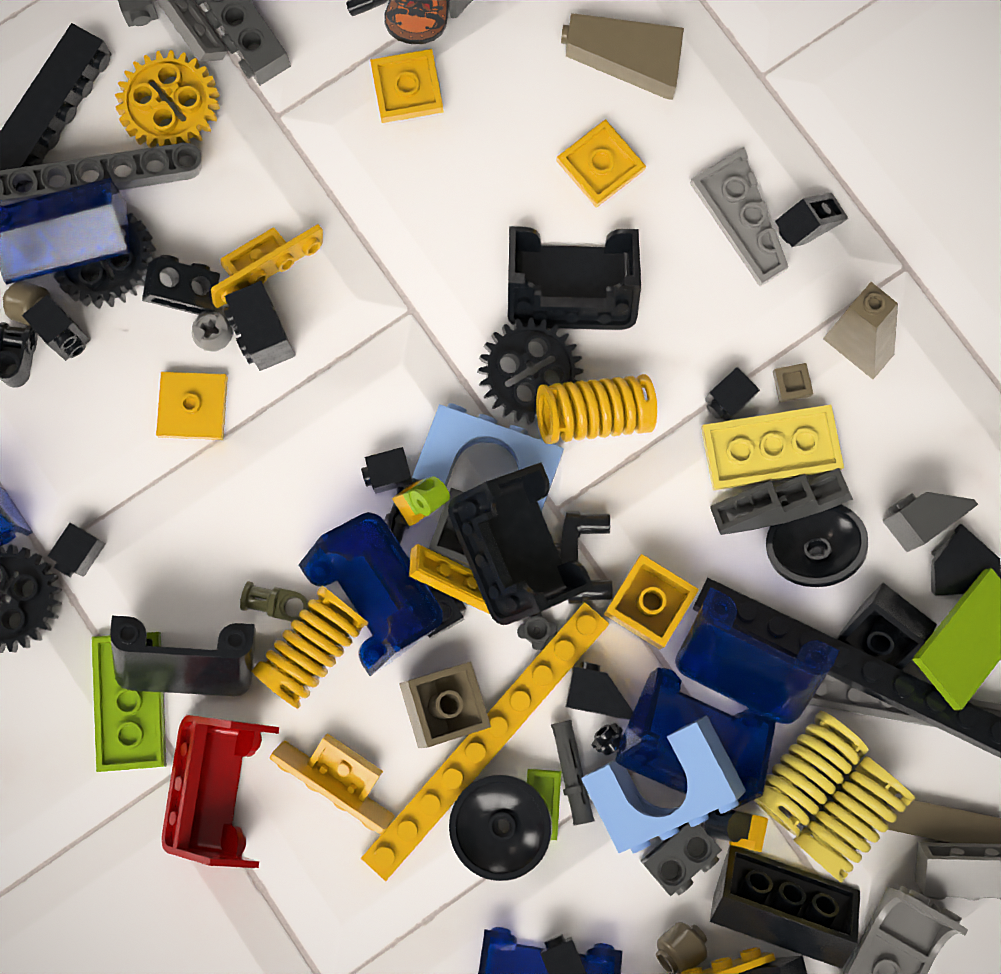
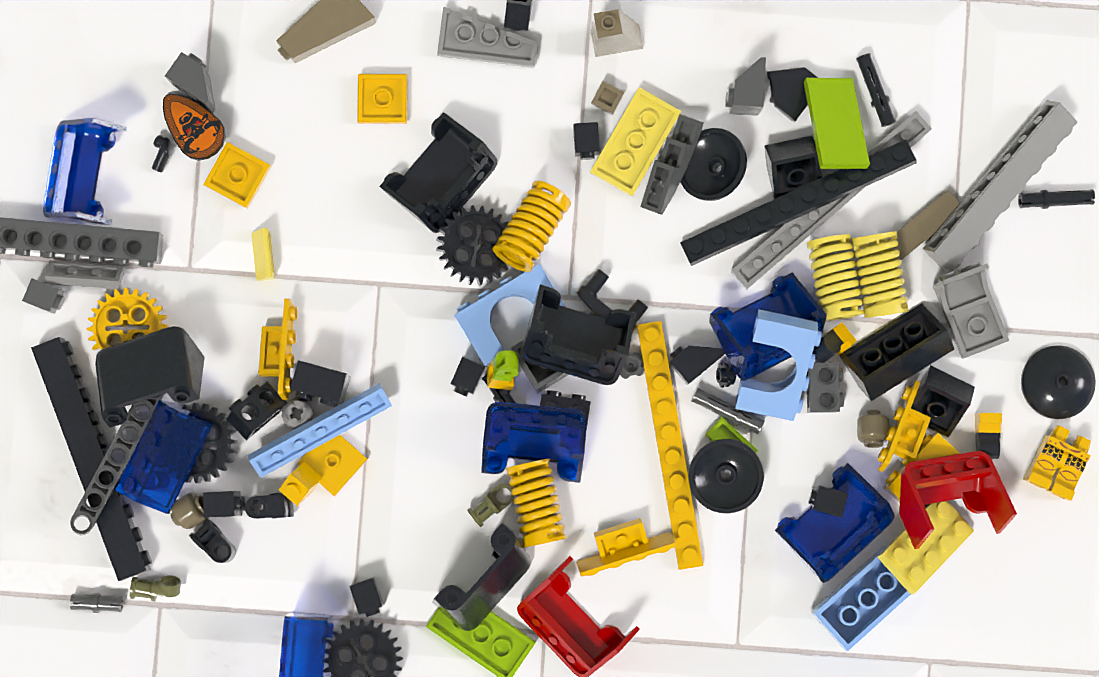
camera: 55 degrees left, 5 degrees up
(96, 381) = (274, 506): none -> black piece
(140, 389) = (300, 483): none -> yellow brick
(145, 146) = (146, 369): none -> black windscreen
(211, 365) = (319, 430): none -> light blue plate
(349, 174) = (263, 254): none -> light yellow slope
(444, 705) = (631, 453): dark tan slope -> none
(445, 576) = (560, 392): yellow tile -> none
(651, 602) = (668, 287): yellow brick -> none
(749, 668) = (751, 265): clear blue windscreen -> none

